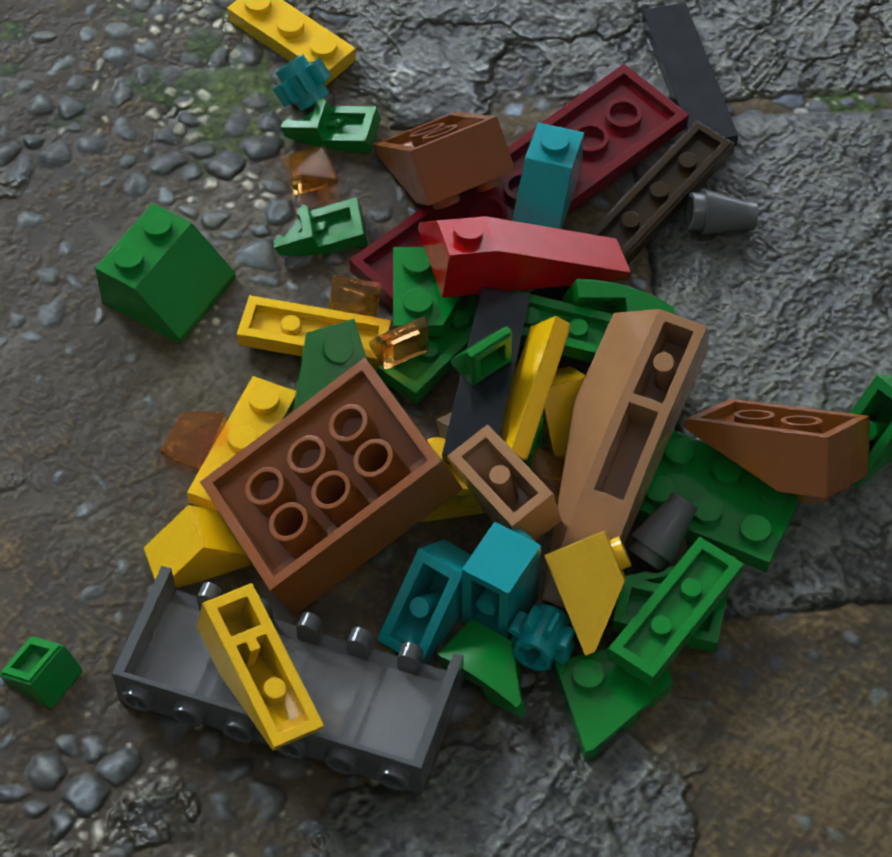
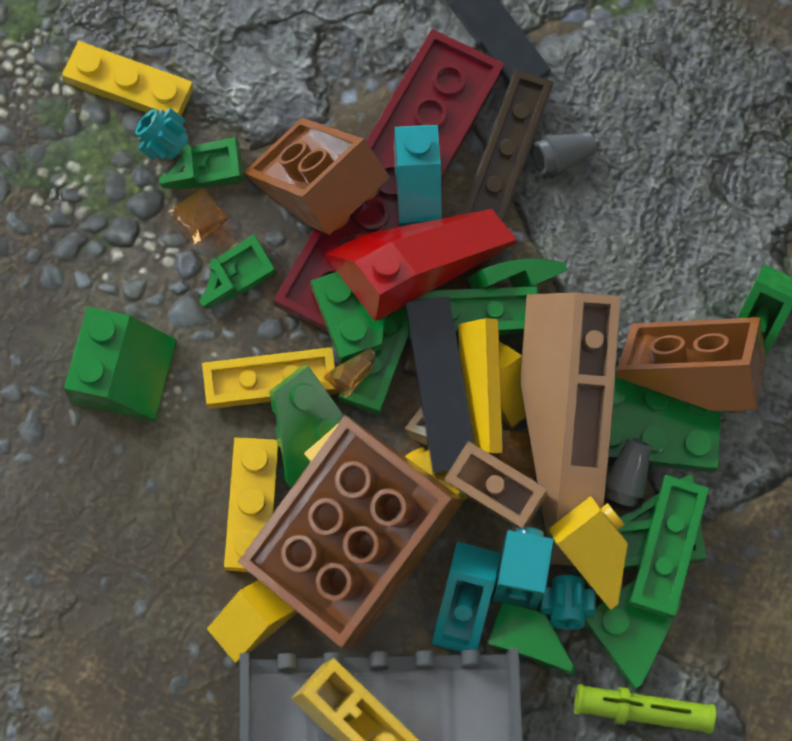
camera: 25 degrees left, 15 degrees up
(193, 436) = (206, 511): clear orange slope -> none
(355, 296) = (291, 334): clear orange slope -> none
(485, 356) = (434, 370): green slope -> none
(593, 779) = (644, 709): none -> lime pin

